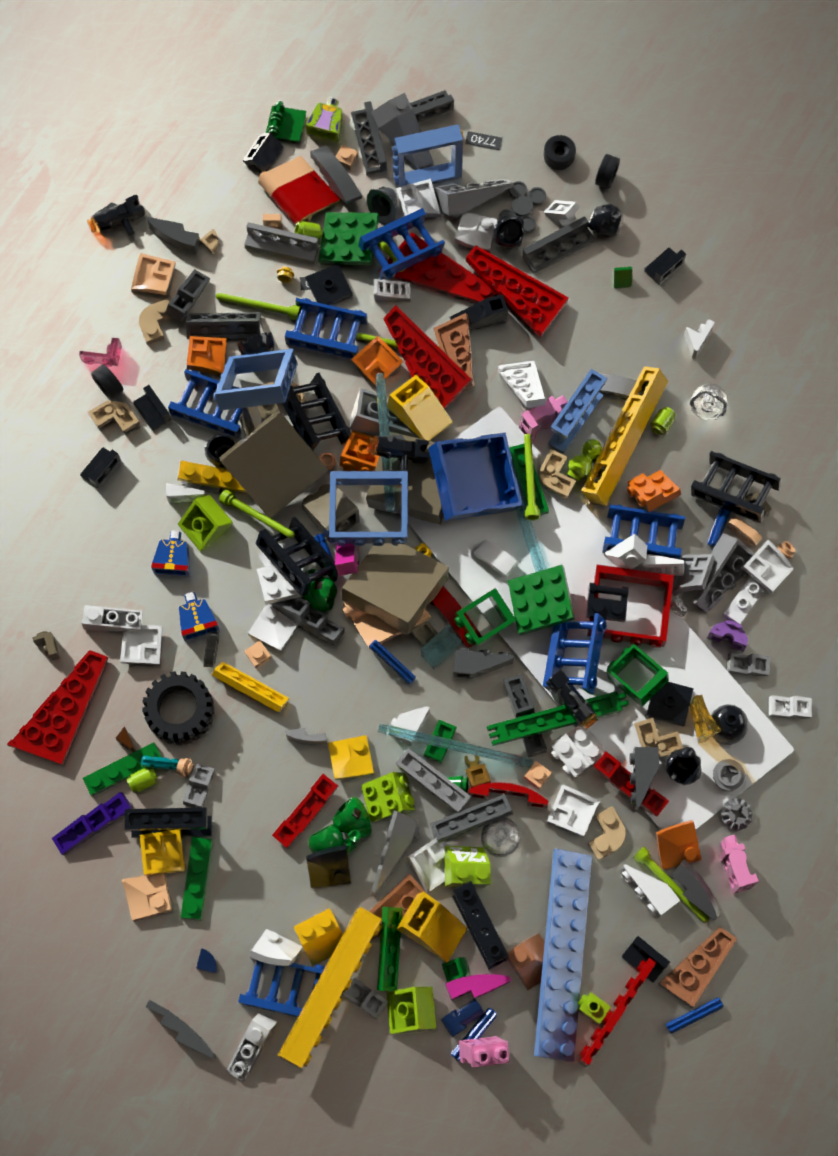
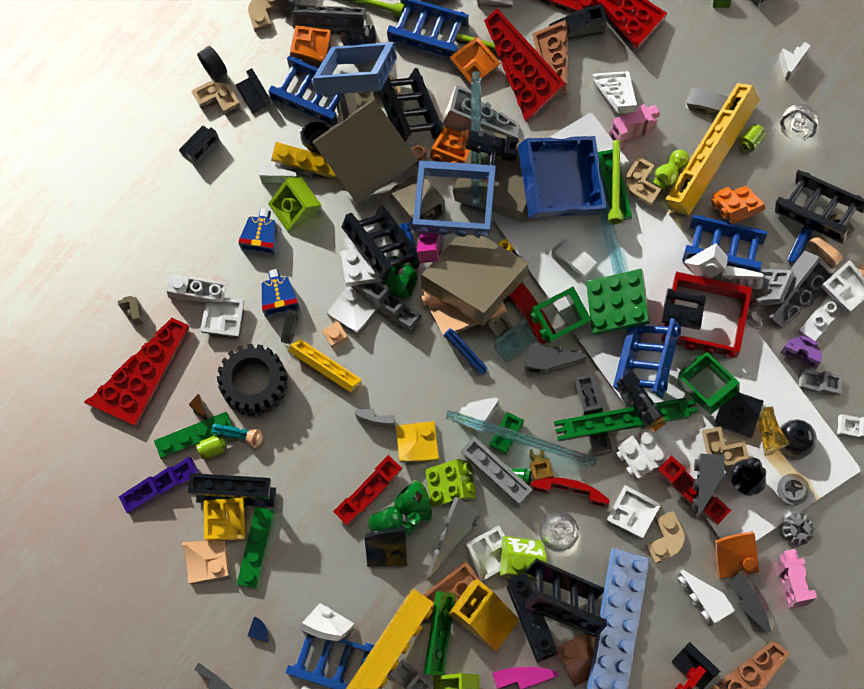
camera: 10 degrees right, 0 degrees up
(109, 359) = (216, 42): clear pink bracket -> none
(198, 786) = (266, 457): light grey slope -> none
(228, 499) = (320, 183): lime piece -> none
(319, 936) = (371, 614): yellow slope -> none
(419, 409) = (511, 108): yellow slope -> none
(456, 969) = (504, 659): green slope -> none
(471, 818) = (531, 511): dark grey fence -> none
(506, 915) = (559, 610): none -> black fence
(537, 775) = (601, 474): light nougat plate -> none
(577, 411) = (667, 121): medium blue fence -> none
(644, 857) = (701, 564): lime piece -> none

